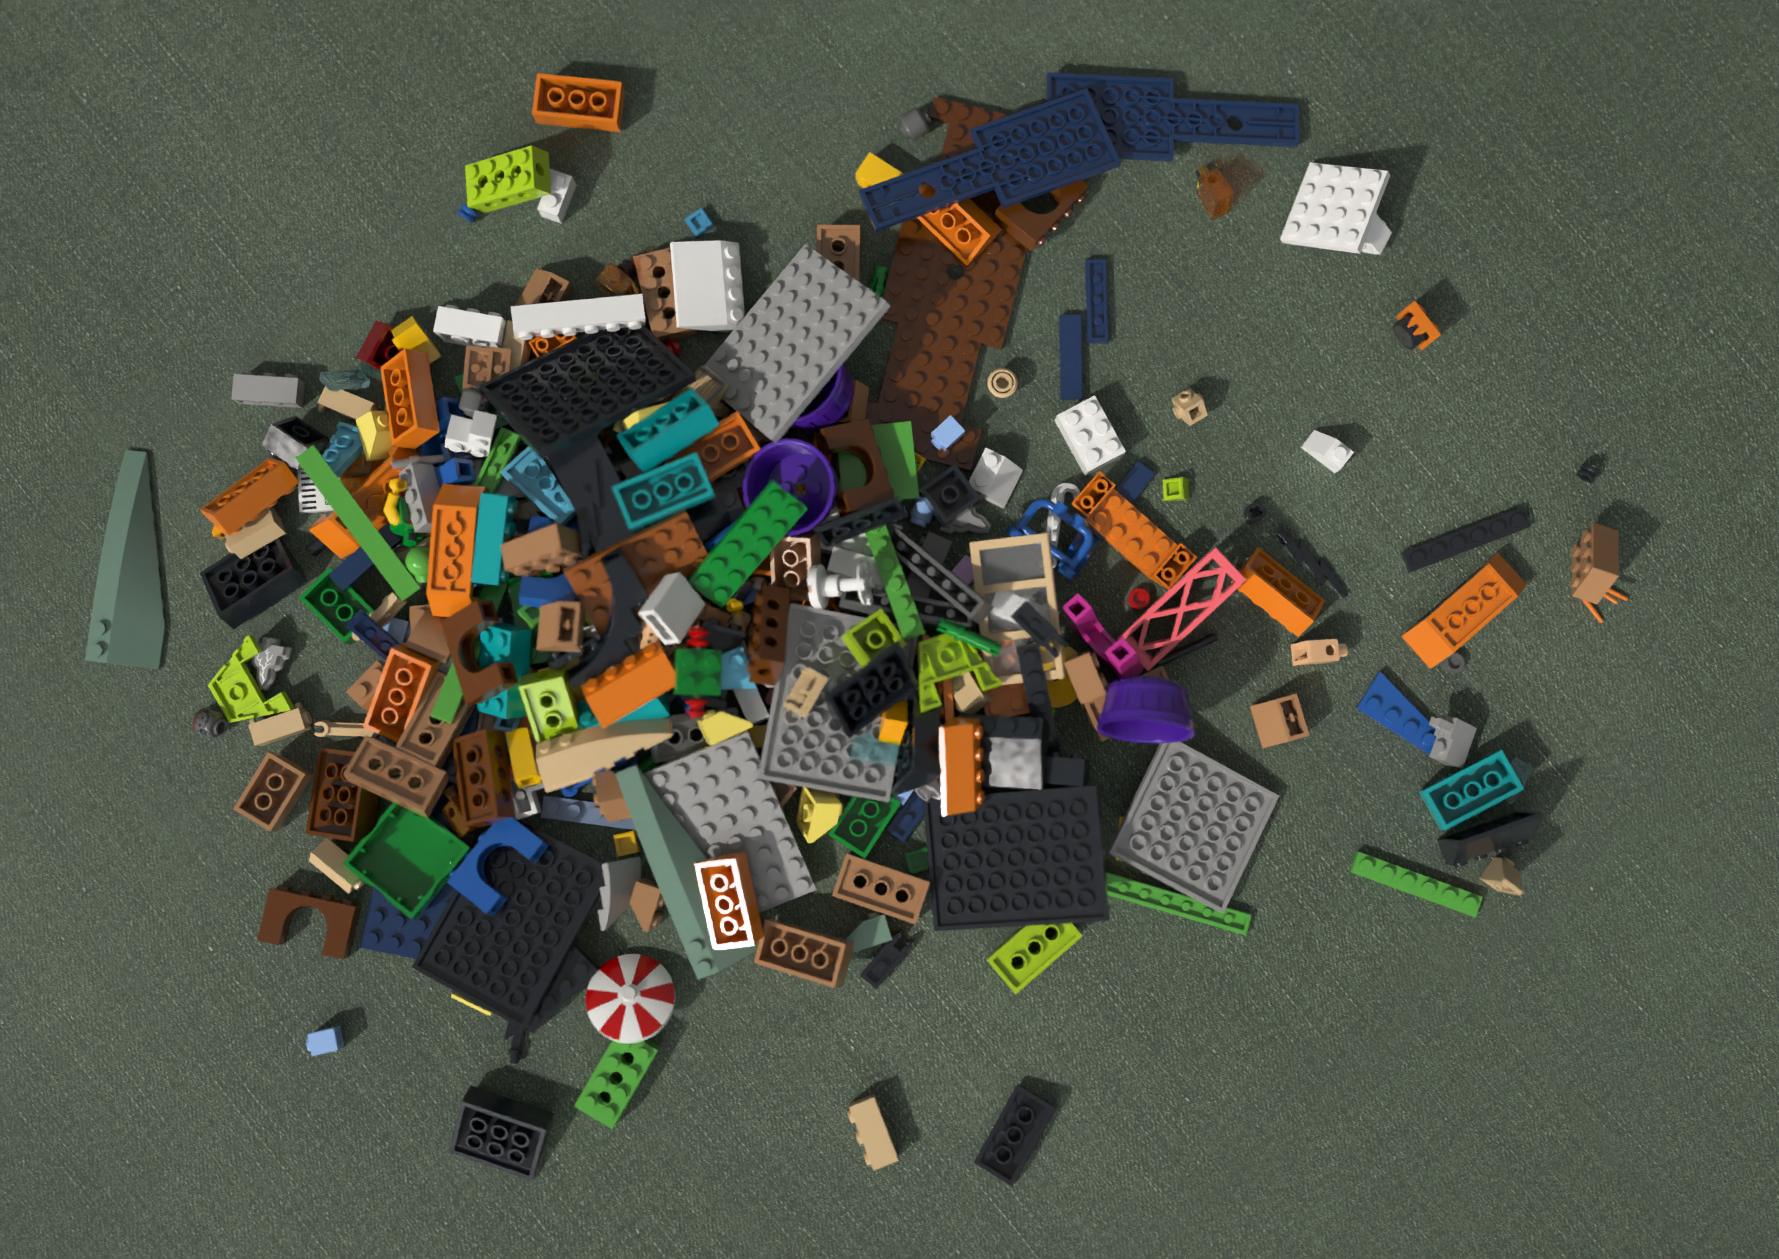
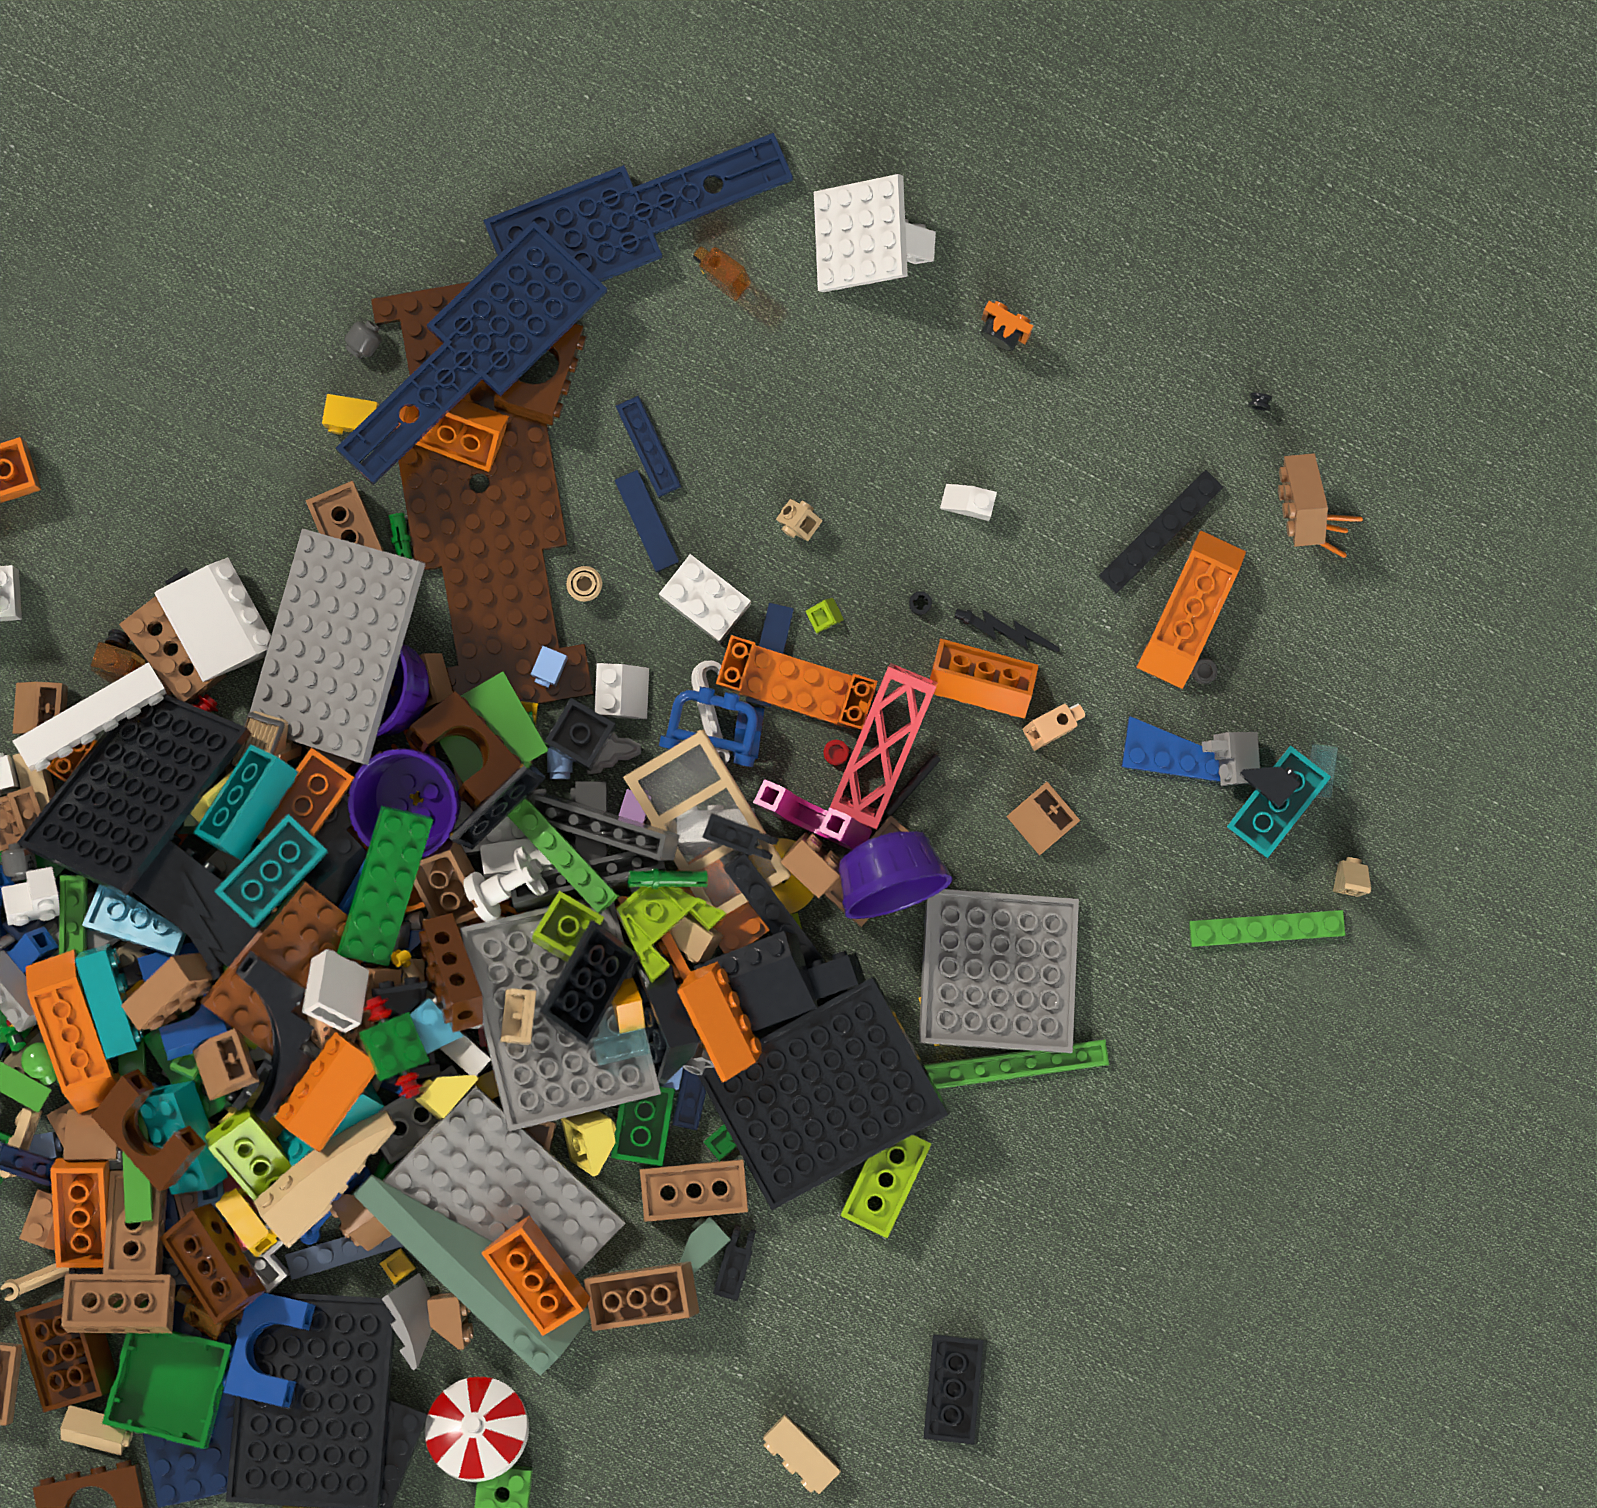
camera: 25 degrees left, 0 degrees up
(699, 222) = (173, 552): dark azure tile -> none
(1478, 774) = (1272, 782): none -> black slope
(1489, 837) = (1320, 844): black slope -> none

